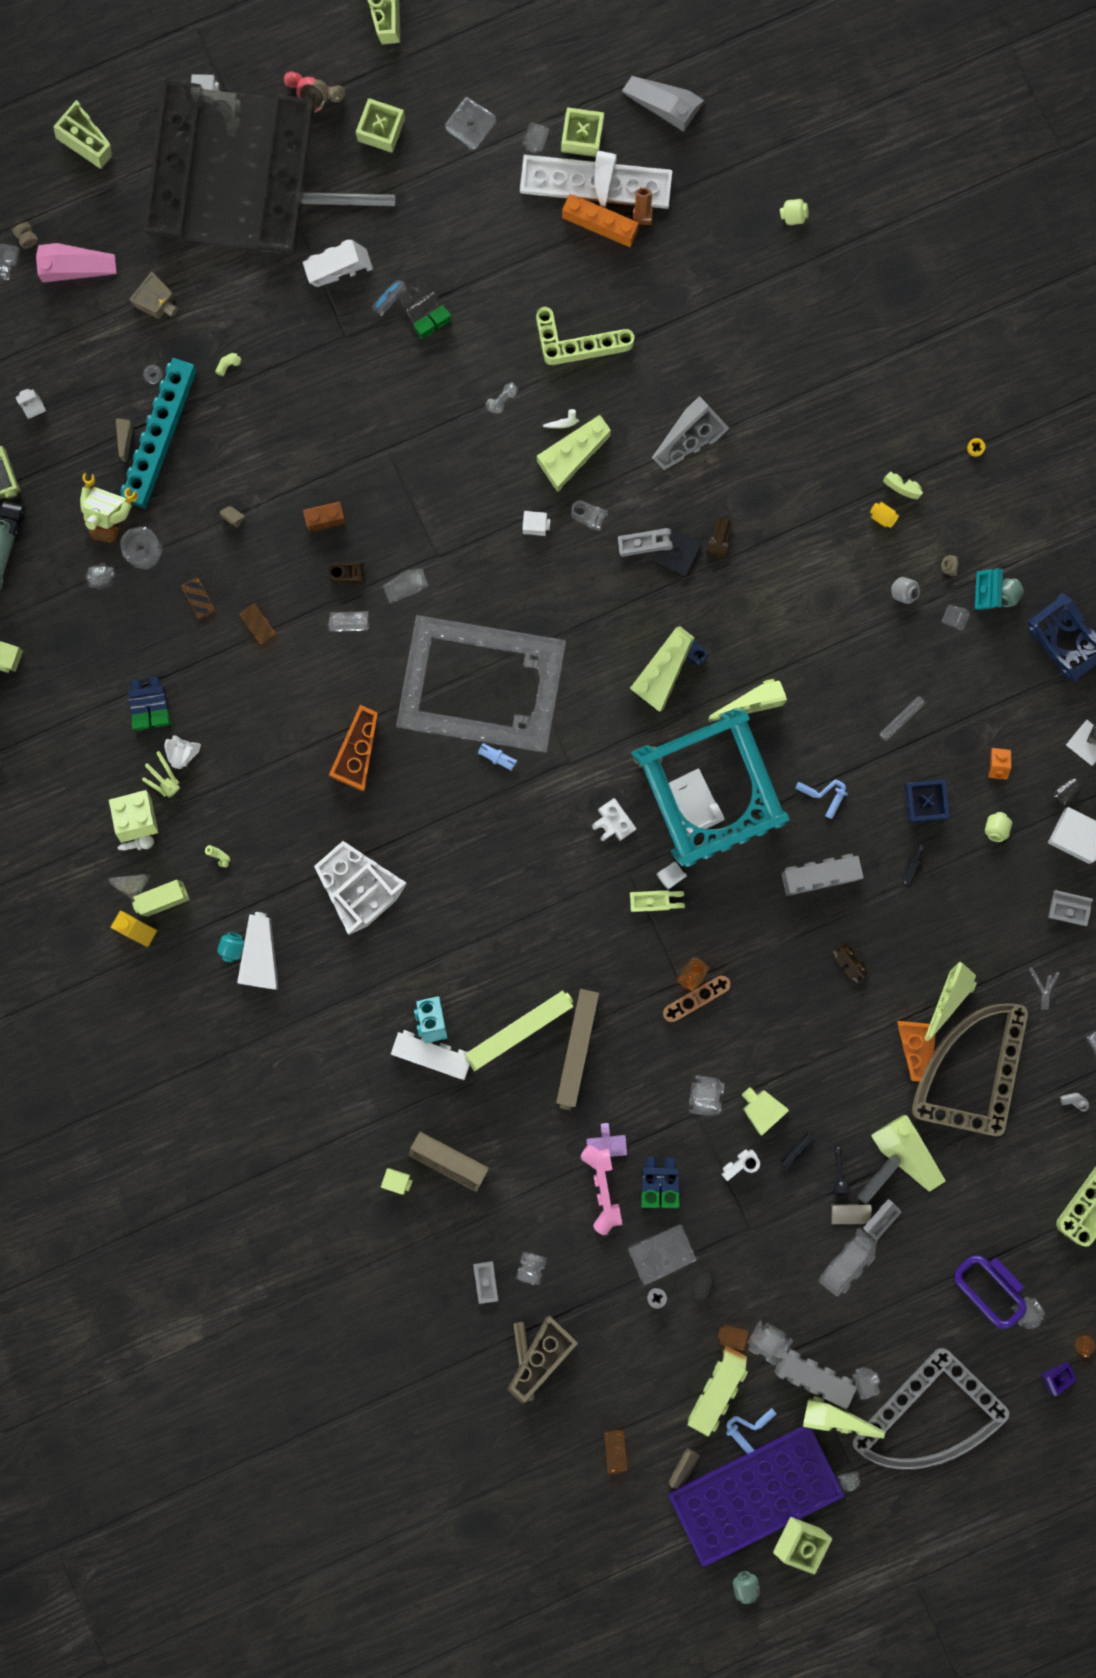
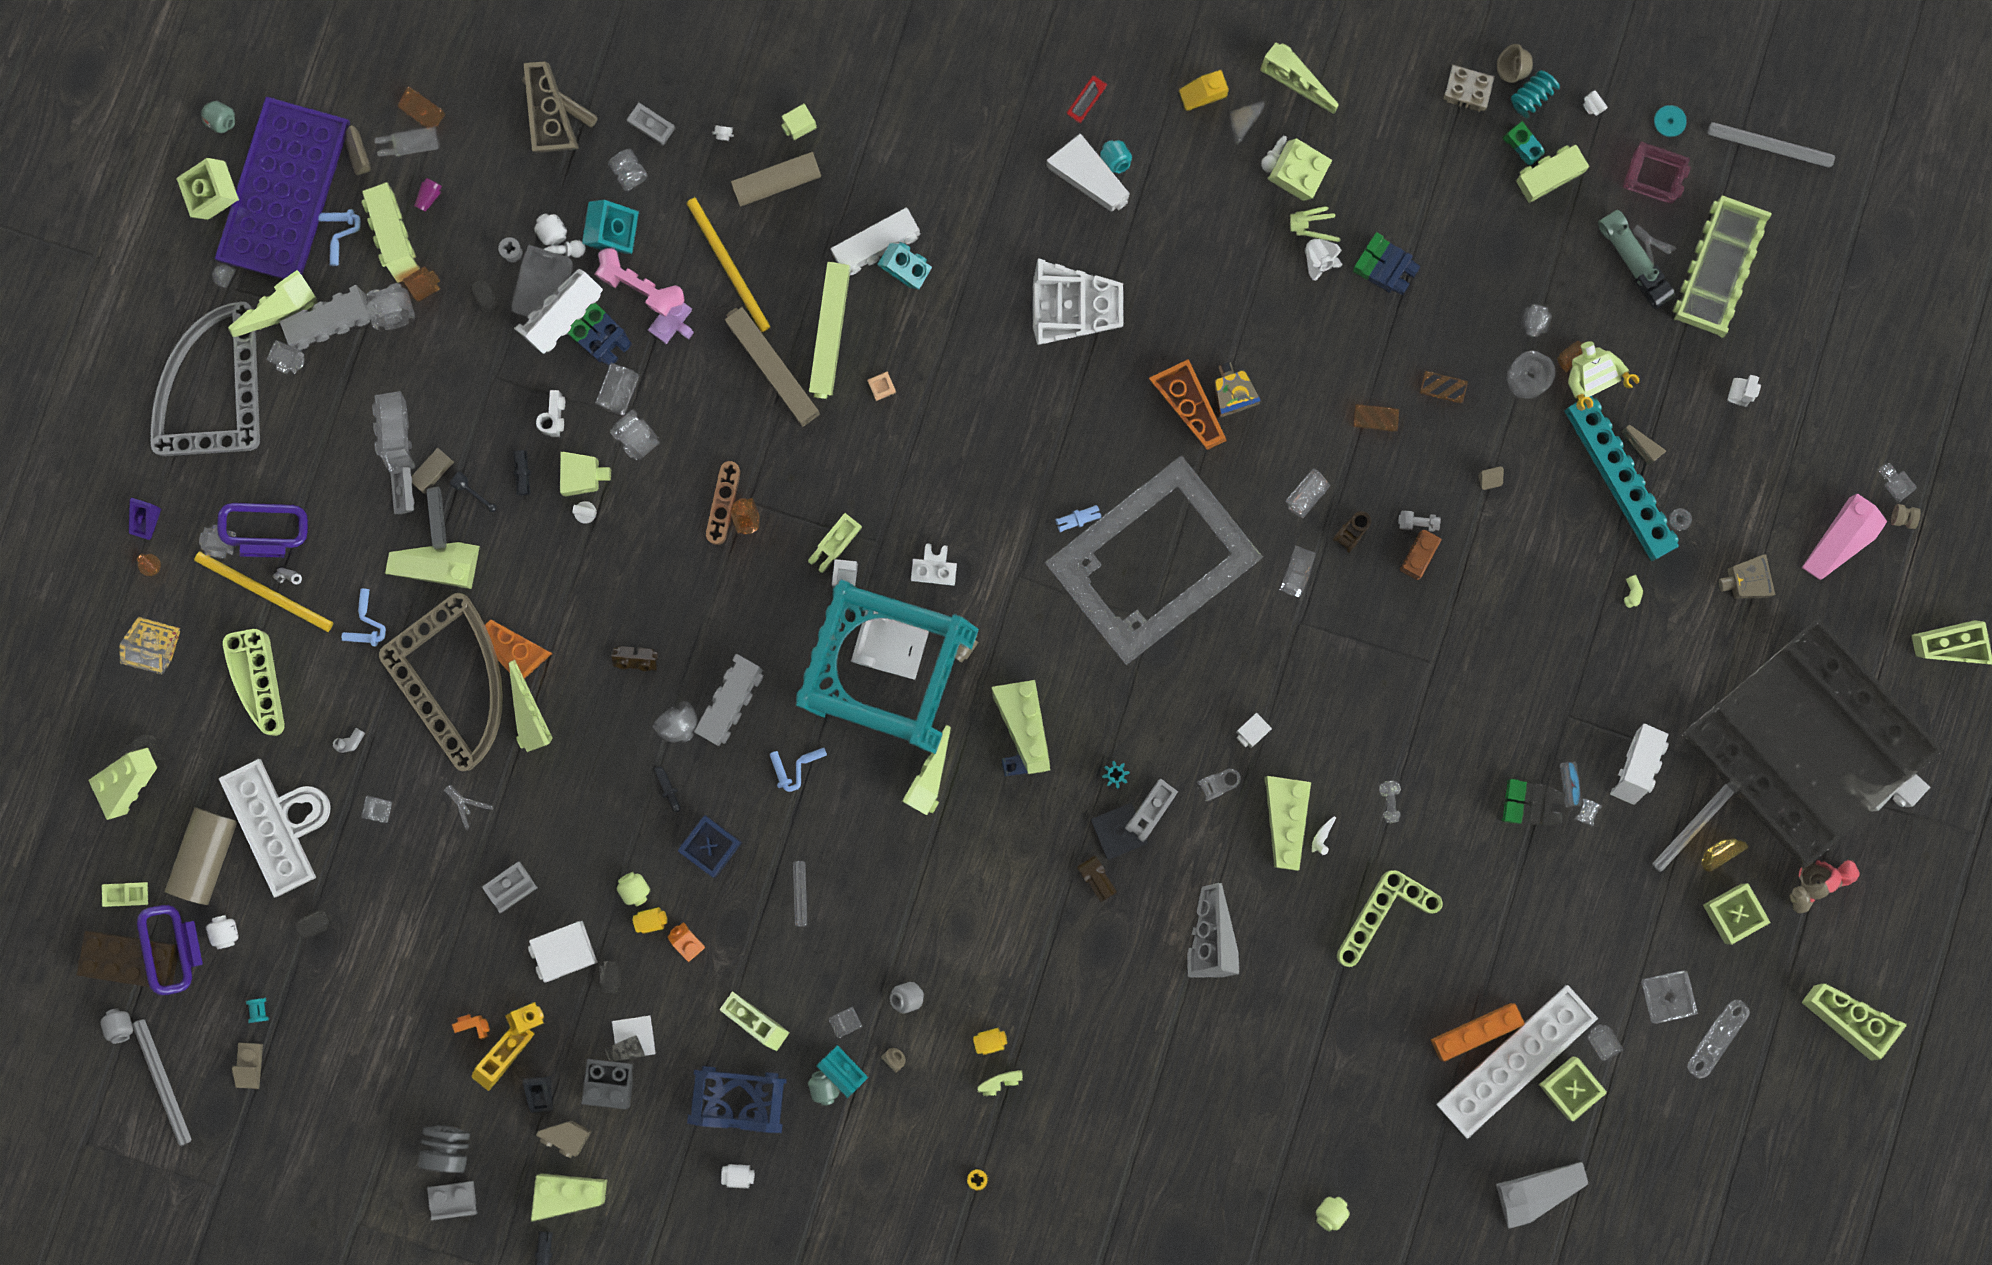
camera: 130 degrees right, 0 degrees up
(69, 883) = (1290, 71): none -> yellowish green wedge
(160, 898) = (1208, 131): yellowish green brick -> none
(207, 1003) = (1086, 99): none -> sticker
(217, 853) = (1205, 214): yellowish green arm -> none
(308, 544) = (1408, 520): none -> light grey bar
(322, 730) = (1234, 391): none -> torso
(348, 167) = (1722, 853): none -> clear yellow slope
(397, 270) = (1588, 812): none -> clear bush
(448, 1227) = (723, 132): none -> white plate
(469, 72) = (1718, 1039): none -> clear plate
(524, 964) = (881, 386): none -> light nougat tile
(534, 1142) = (728, 264): none -> yellow piece
(580, 1244) = (610, 226): none -> teal slope
(603, 176) = (1515, 1070): white piece -> none
(616, 1256) = (573, 248): none -> white bar
(618, 1283) = (550, 230): none -> white head
(642, 579) = (1112, 779): none -> teal gear
(643, 212) = (1453, 1077): dark orange piece -> none
(645, 1435) = (410, 141): none -> clear hinge
(669, 1391) = (427, 194): none -> magenta cone
(670, 1222) = (560, 311): none -> white wedge
(685, 1138) = (617, 389): none -> clear hinge
(785, 1084) = (584, 512): none -> white plate
(867, 895) = (677, 723): none -> clear cylinder
(995, 1147) = (372, 638): none -> light blue piece
(1004, 1242) = (291, 575): none -> light grey arm
(1007, 798) = (650, 920): none -> yellow brick
(1009, 673) = (754, 1021): none -> yellowish green slope
(1031, 1251) = (263, 591): none -> yellow piece

